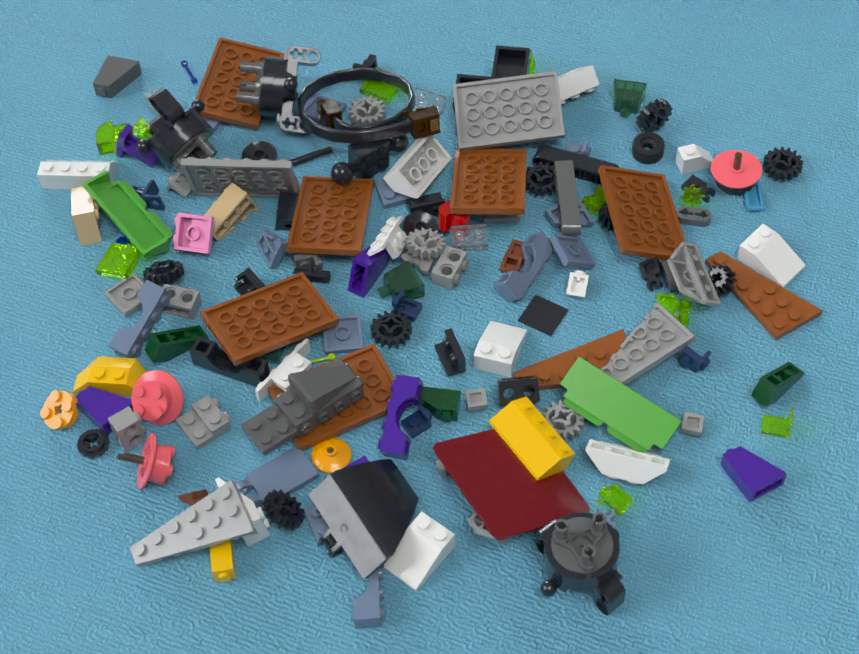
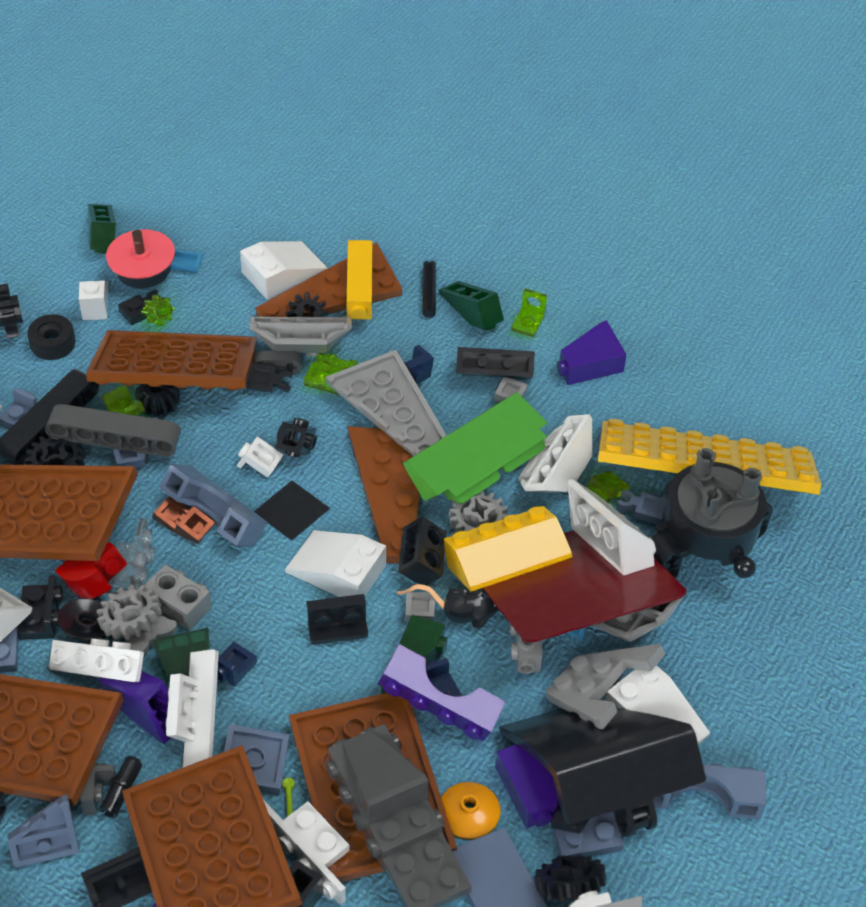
camera: 85 degrees left, 5 degrees down
(361, 289) = (193, 706): none -> white bracket
(391, 329) = (267, 690): black gear -> none
(430, 501) = (592, 675): none -> light grey wing
(479, 418) = (461, 606): none -> black animal
(559, 492) = (609, 531): none -> white slope
(572, 251) = (214, 447): sand blue plate -> none
(597, 298) = (288, 437): none -> black brick
(656, 560) = (674, 451): none -> yellow plate
(693, 216) = (190, 322): dark grey beam -> none
(713, 405) = (495, 362): none -> black brick
(760, 142) = (101, 227): none -> dark green slope
(764, 302) = (359, 279): none -> yellow brick
(783, 163) = (140, 216): black gear -> none
(786, 354) = (429, 289): none -> black axle

